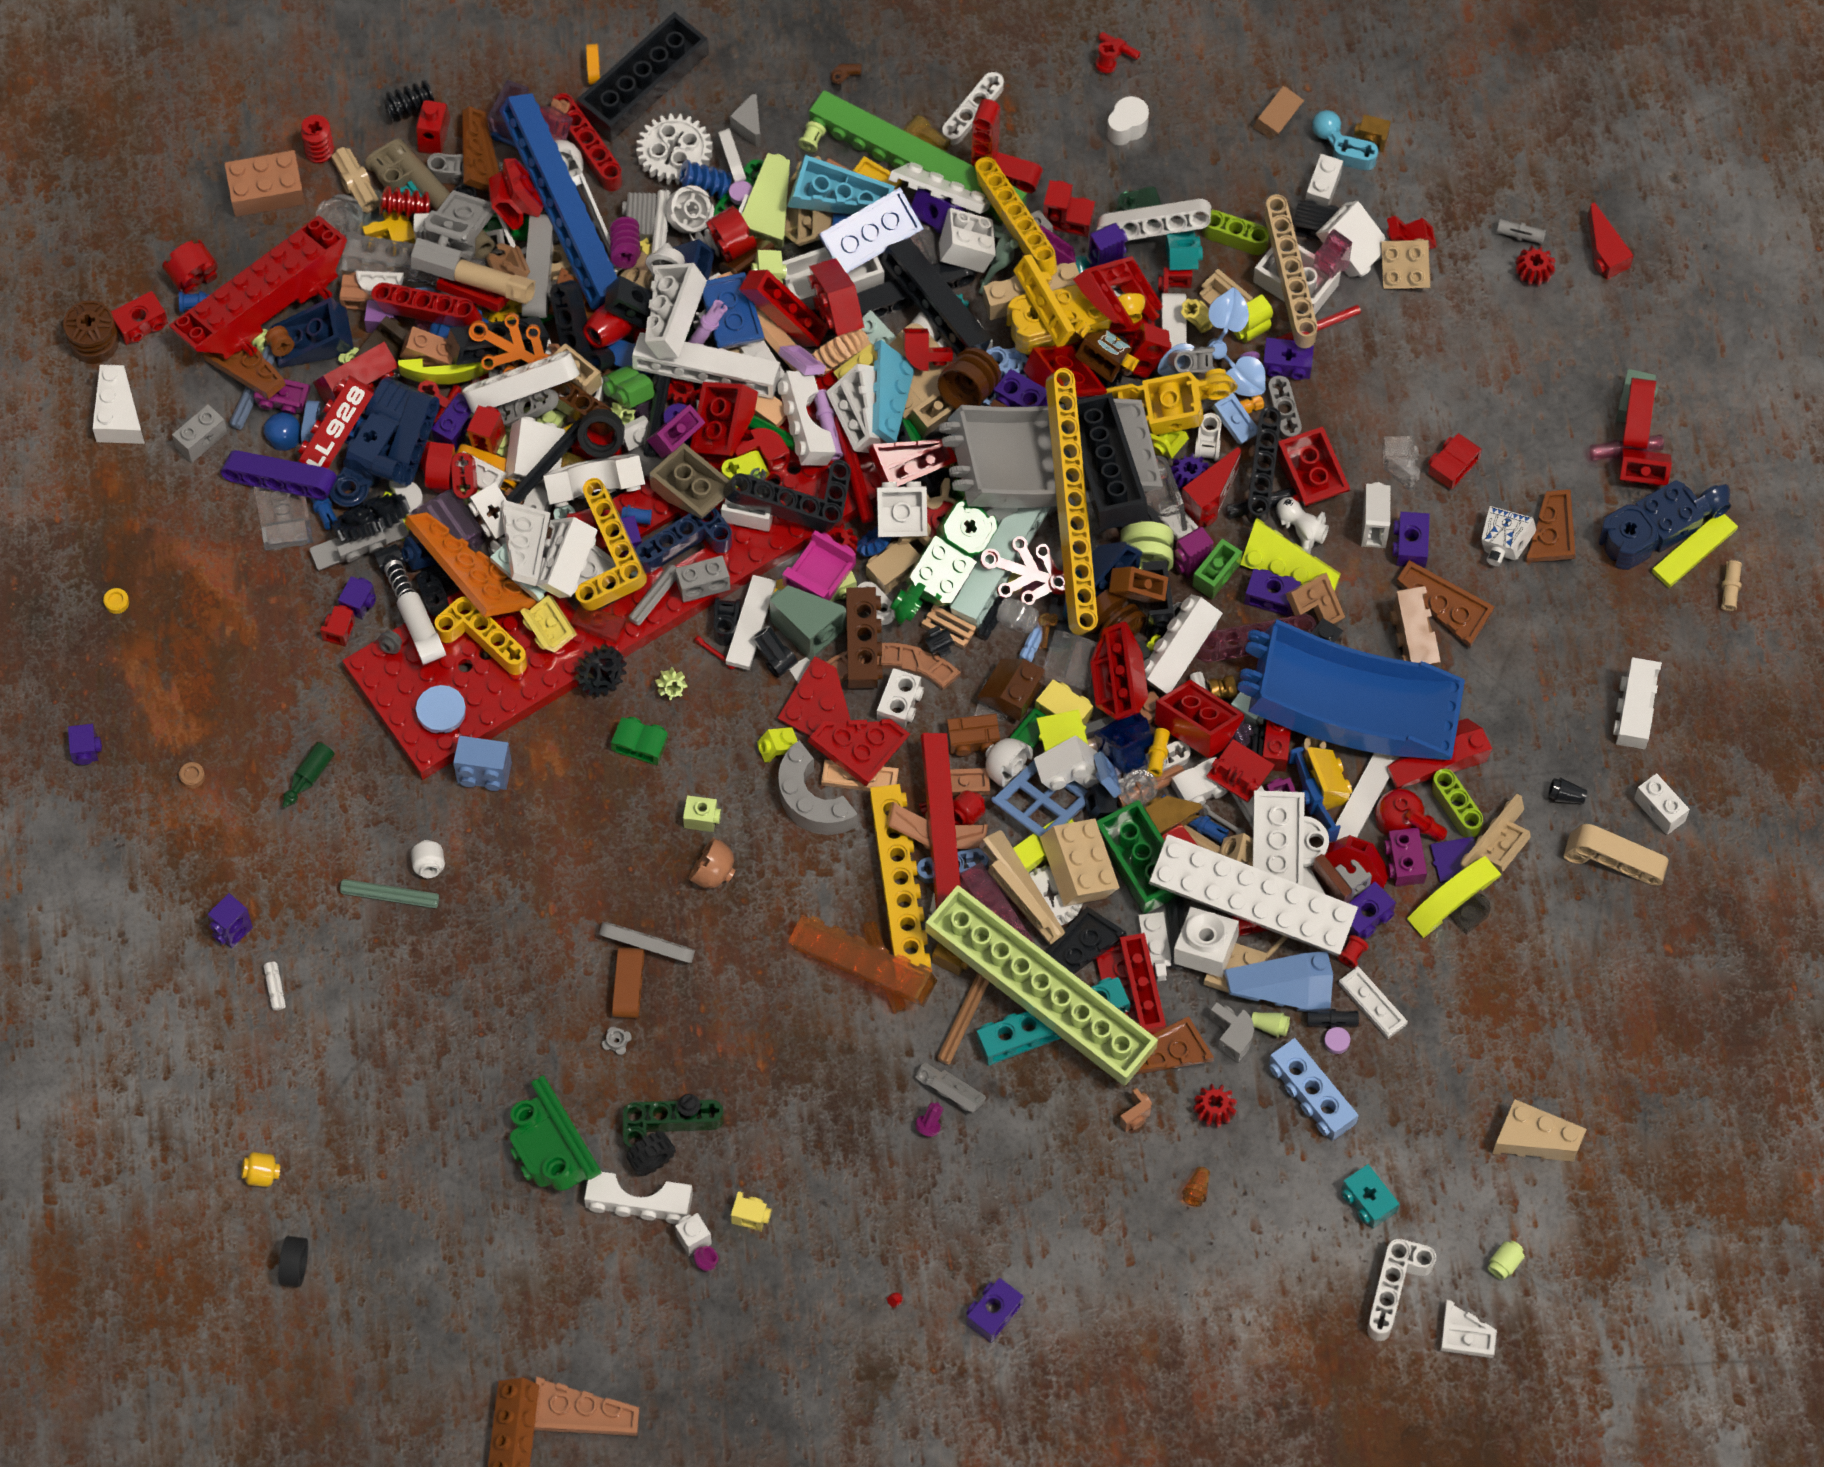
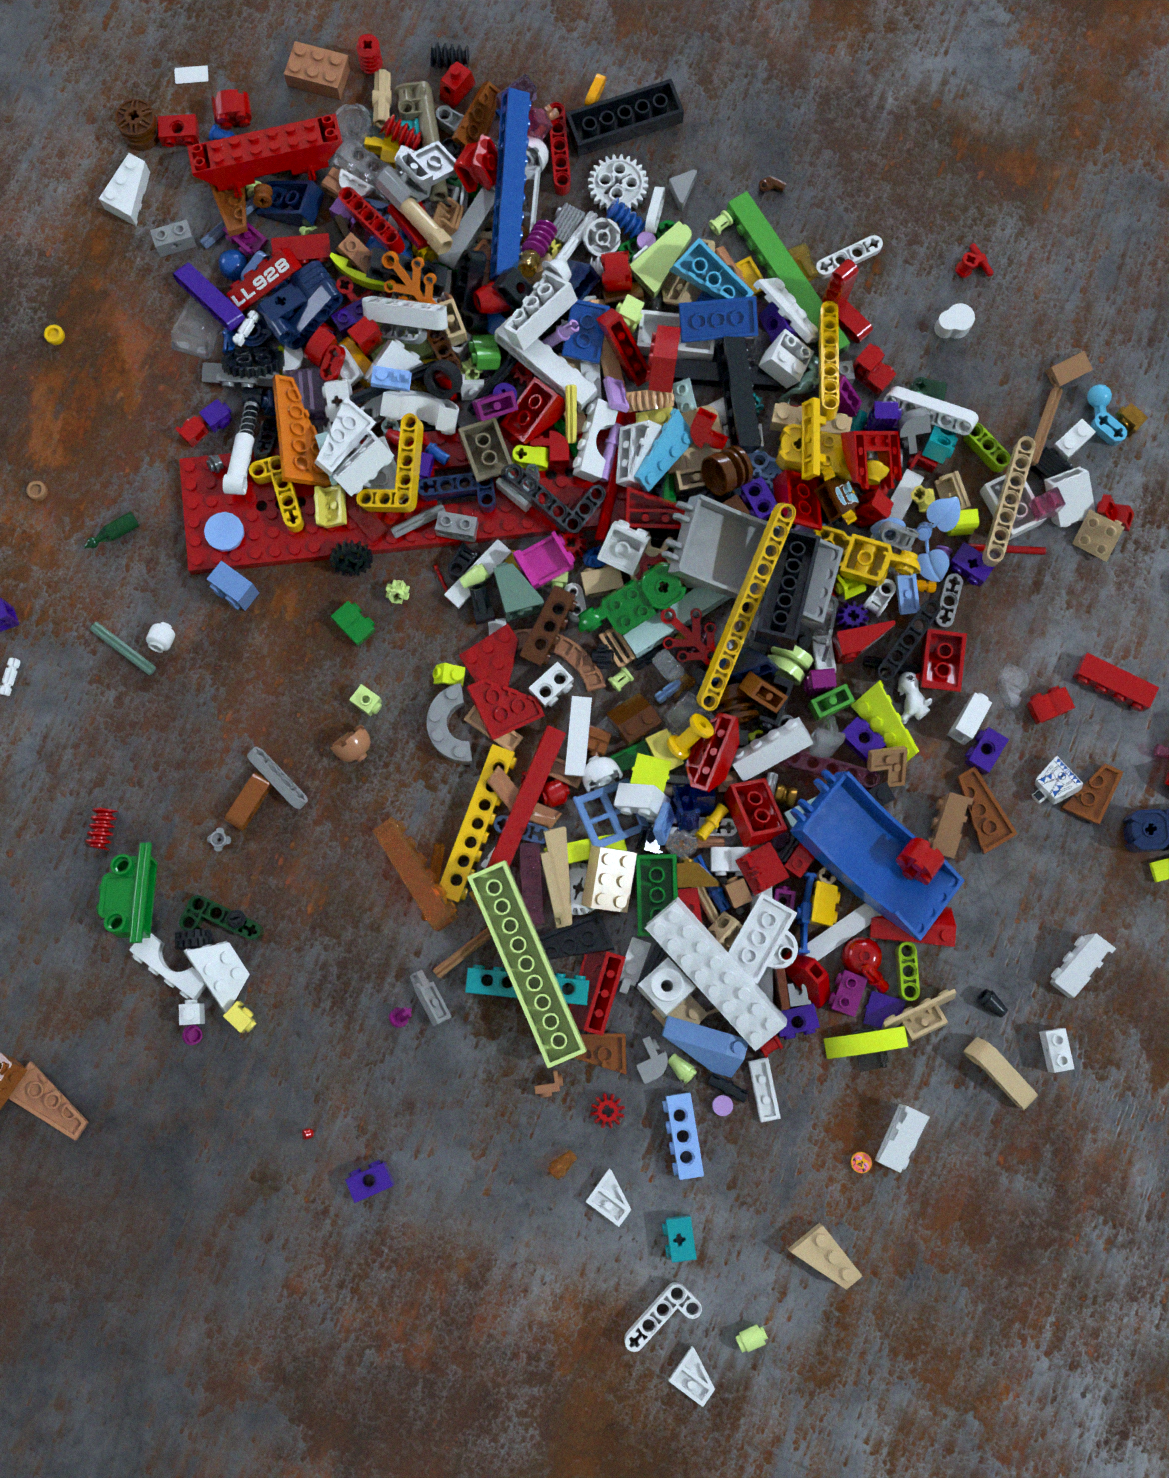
camera: 25 degrees right, 15 degrees up
(116, 254) = (191, 74): none -> white sticker
(342, 485) = (246, 327): none -> white axle
(473, 1091) = (101, 828): none -> red piece
(542, 458) = (391, 378): none -> light blue plate
(628, 267) = (528, 263): none -> clear yellow wheel
(701, 1171) = (220, 971): none -> white wing
(751, 621) = (474, 576): none -> yellowish green cone
(765, 400) = (571, 413): none -> light yellow axle
(961, 732) = (578, 736): none -> white tile
(973, 648) = (623, 673): none -> yellowish green bush
(1086, 666) = (698, 728): none -> yellow piece
(1142, 241) = (911, 424): none -> light grey brick
(1227, 809) = (737, 892): none -> medium nougat brick
(1234, 605) = (826, 738): none -> clear brick
(1270, 1197) = (609, 1199): none -> white wing
(1284, 176) = (1045, 423): none -> medium nougat axle
(1405, 677) = (920, 860): none -> red brick
(1510, 405) = (1115, 682): none -> red brick
(1520, 1023) = (861, 1162): none -> tile
(1548, 971) = (901, 1138): none -> white wedge

